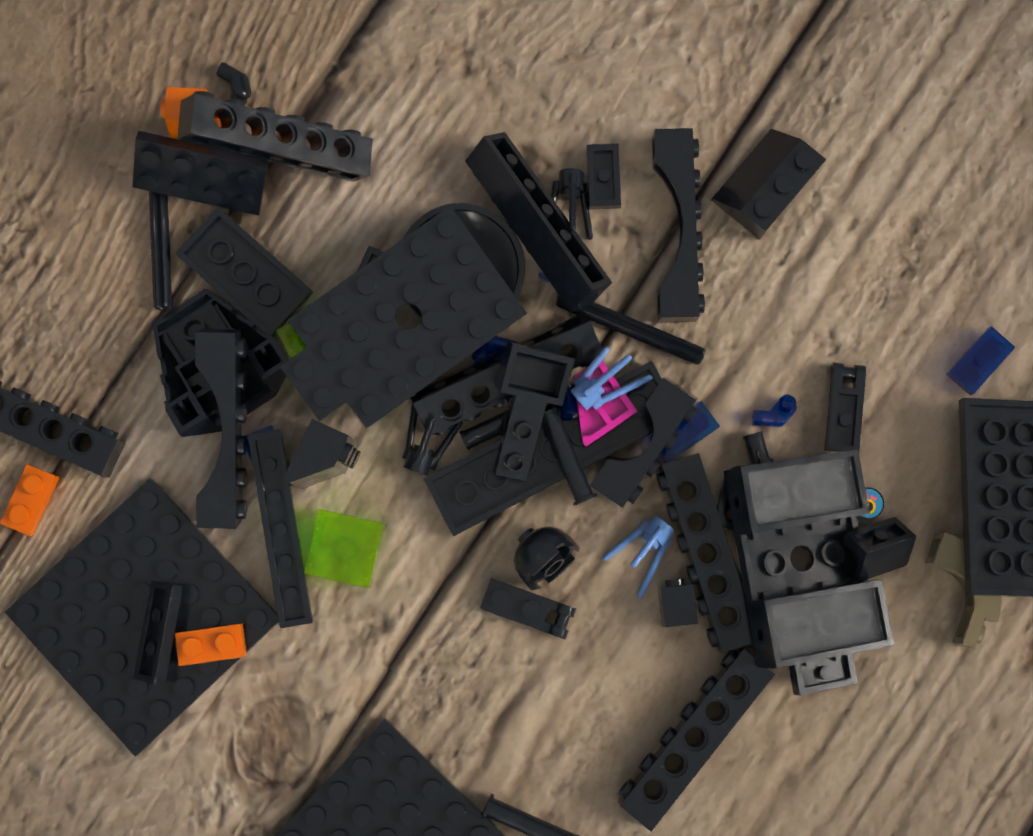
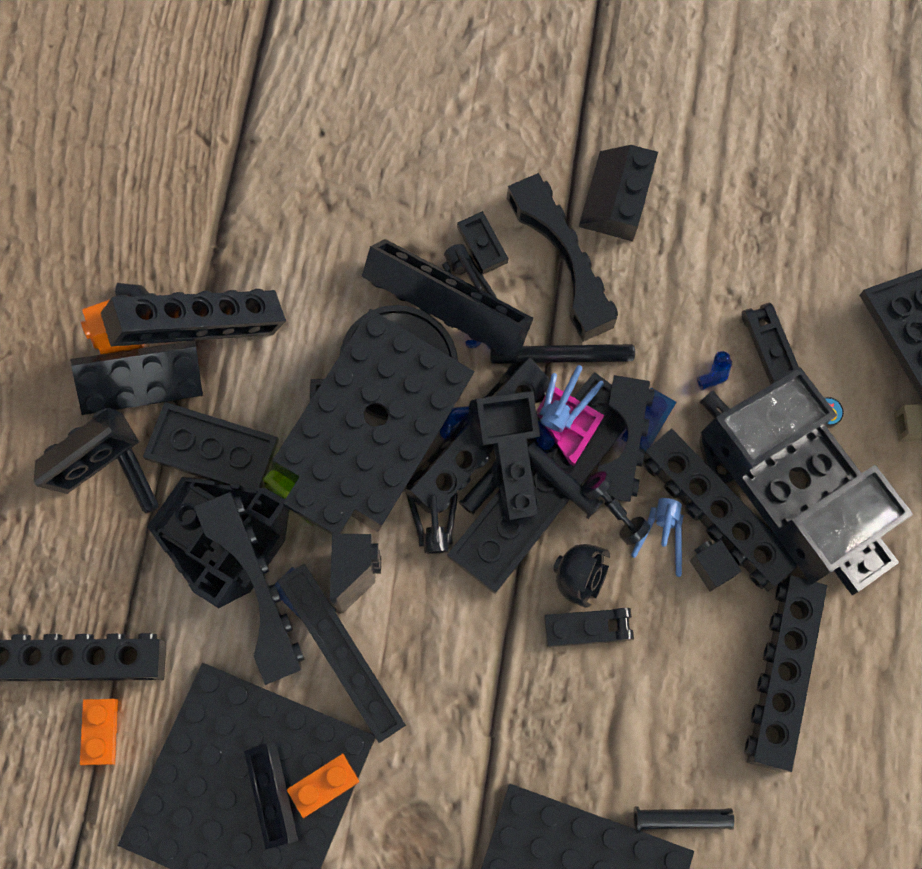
camera: 25 degrees left, 10 degrees down
(119, 225) = (84, 452): none -> black slope
(345, 548) = (406, 645): clear neon green brick -> none
(615, 534) = (633, 529): none -> black wheel
(880, 547) = (860, 439): black panel -> none
(980, 360) = (858, 259): clear blue plate -> none

